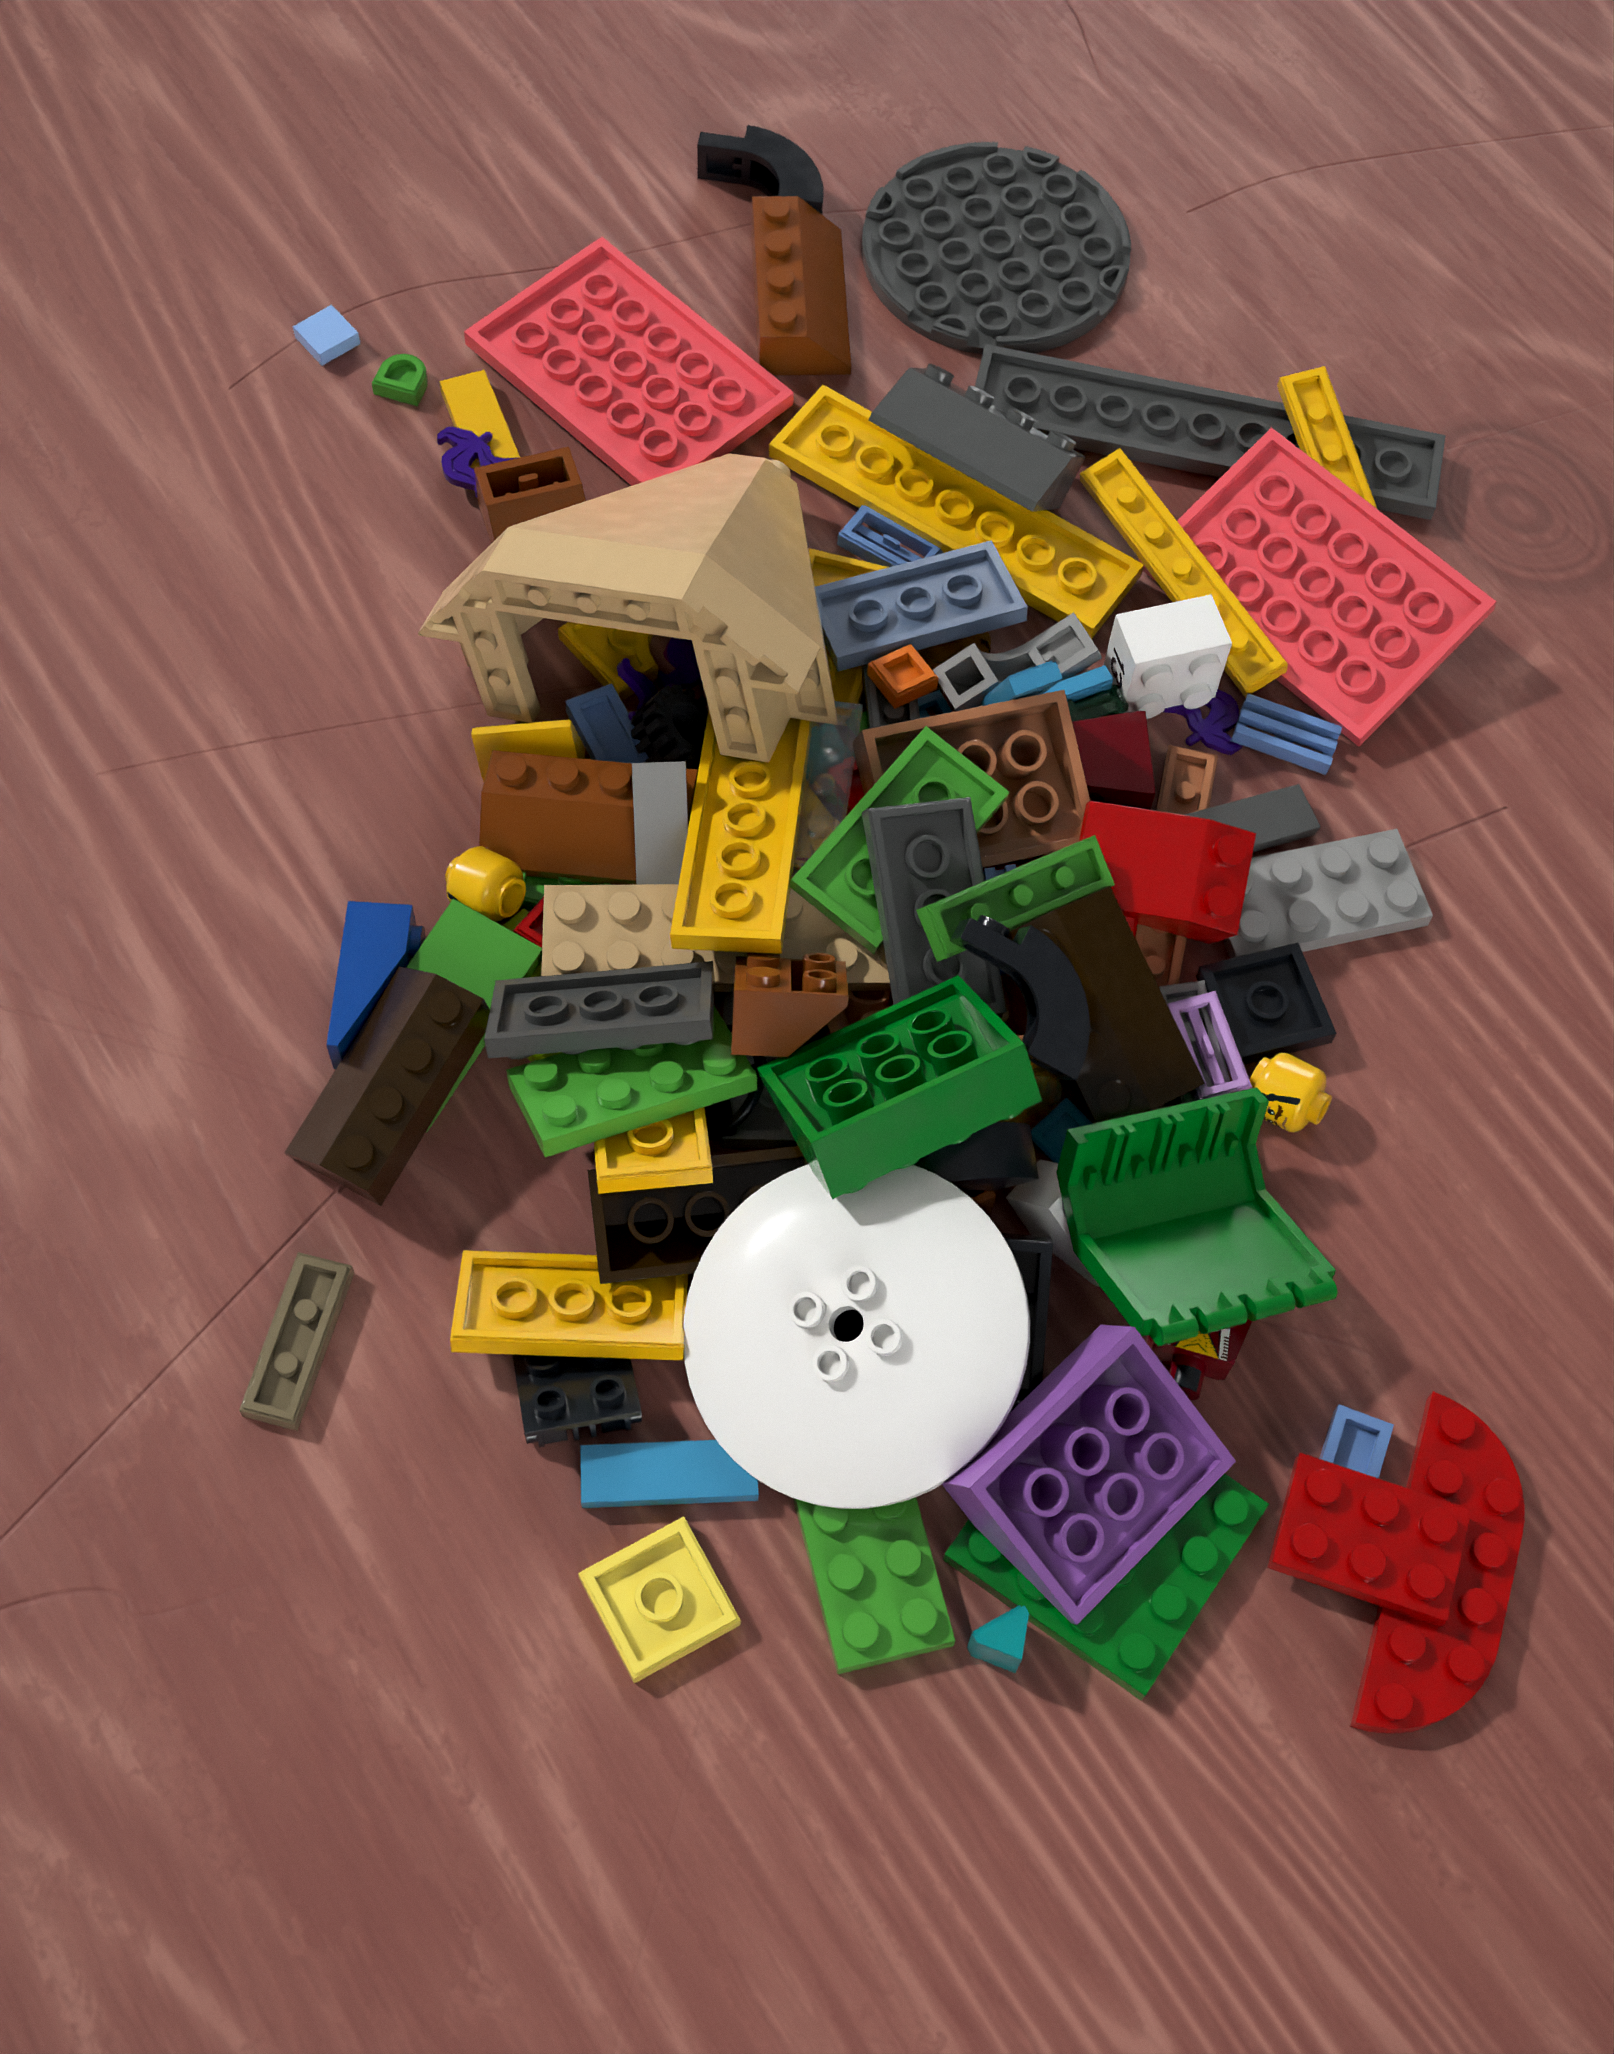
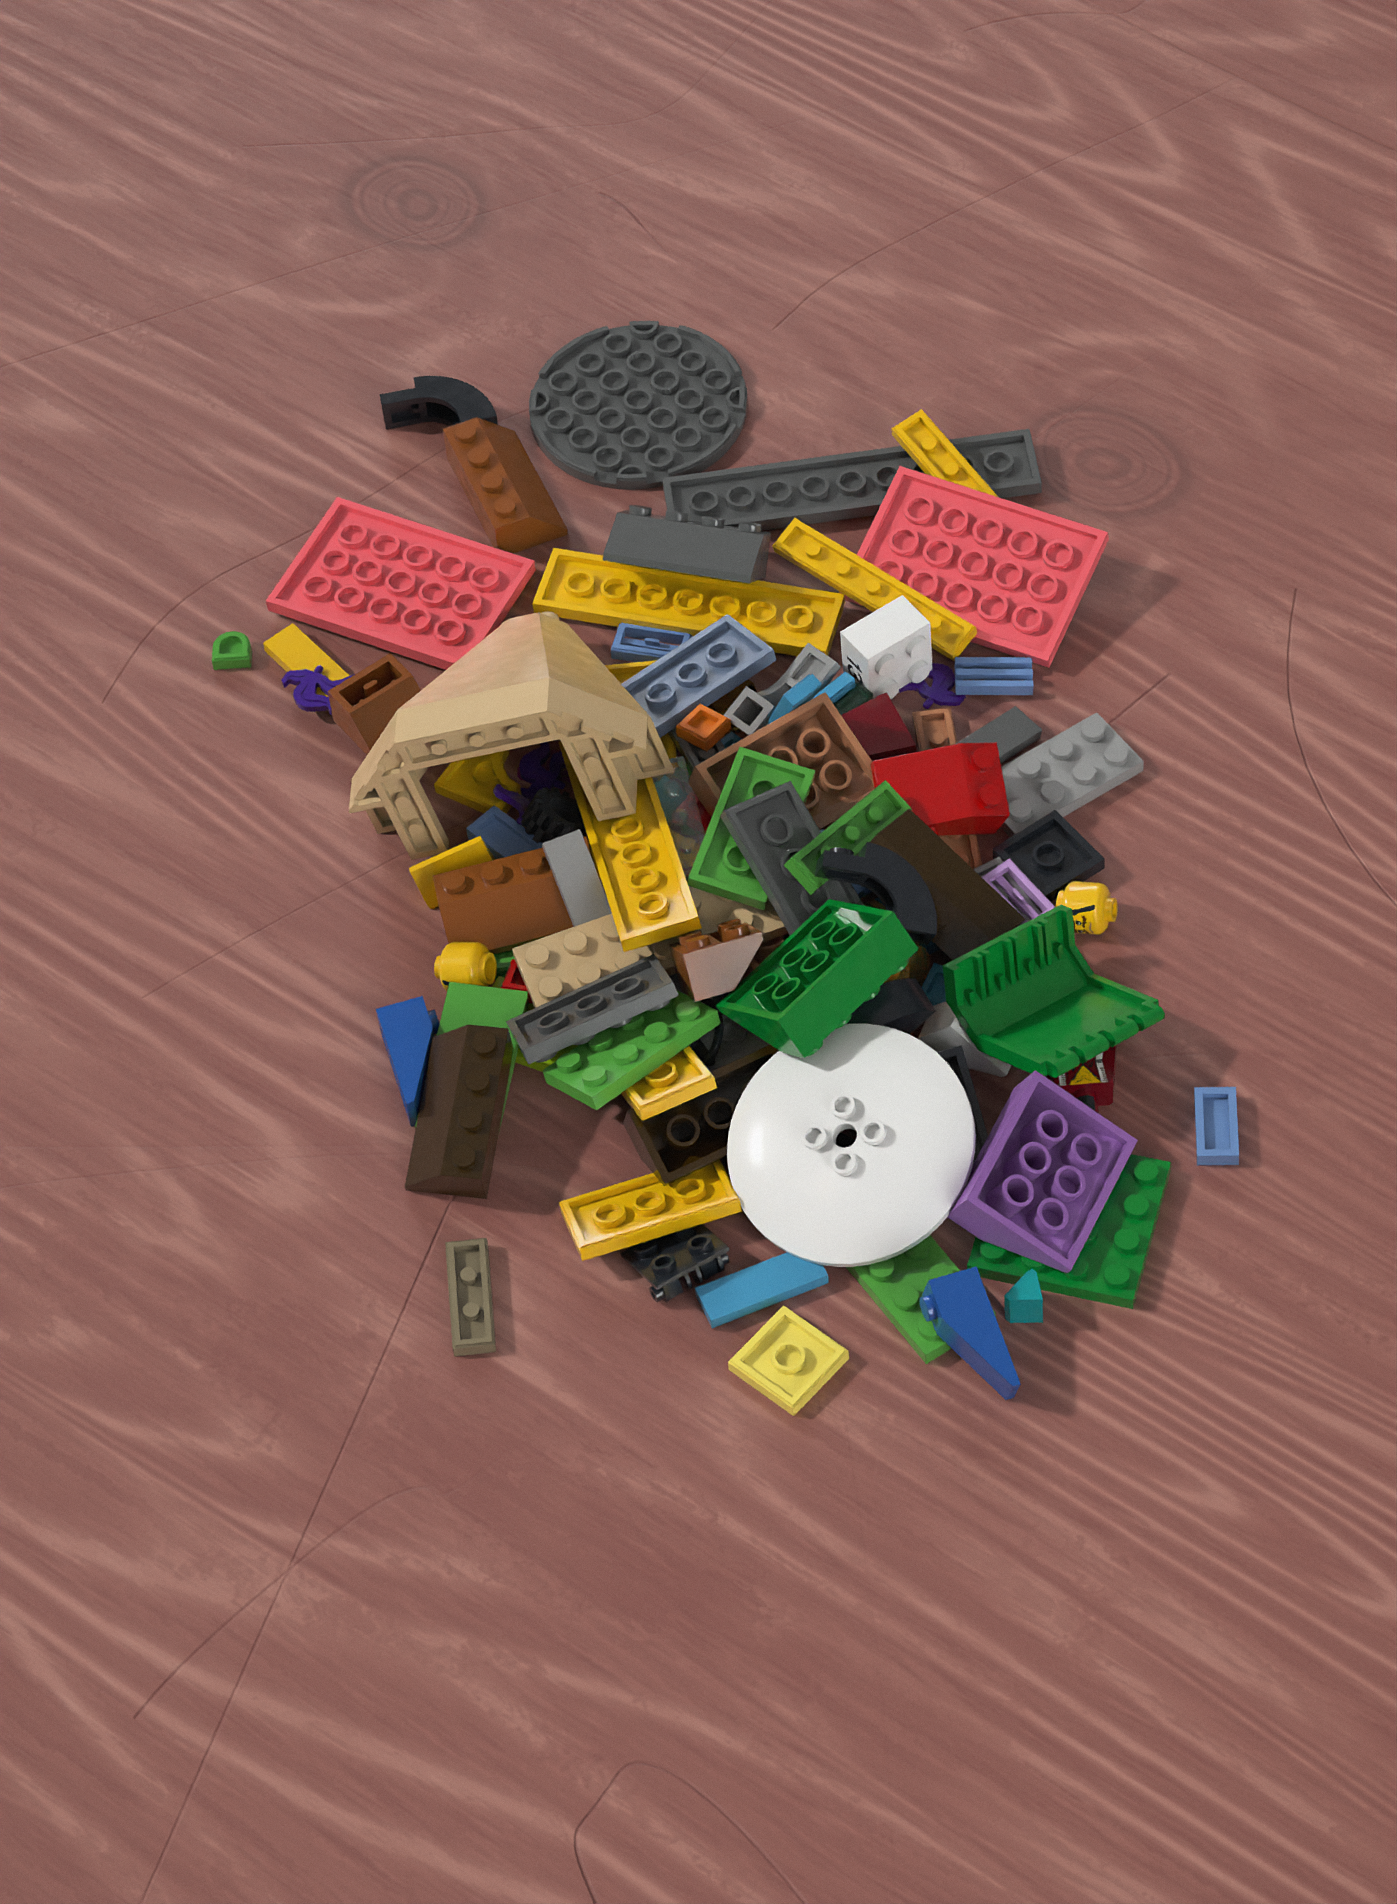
camera: 10 degrees left, 10 degrees down
(326, 335) = (159, 639): light blue tile -> none
(907, 1649) = (968, 1325): none -> blue slope
(1425, 1553) = (1288, 1153): red plate -> none

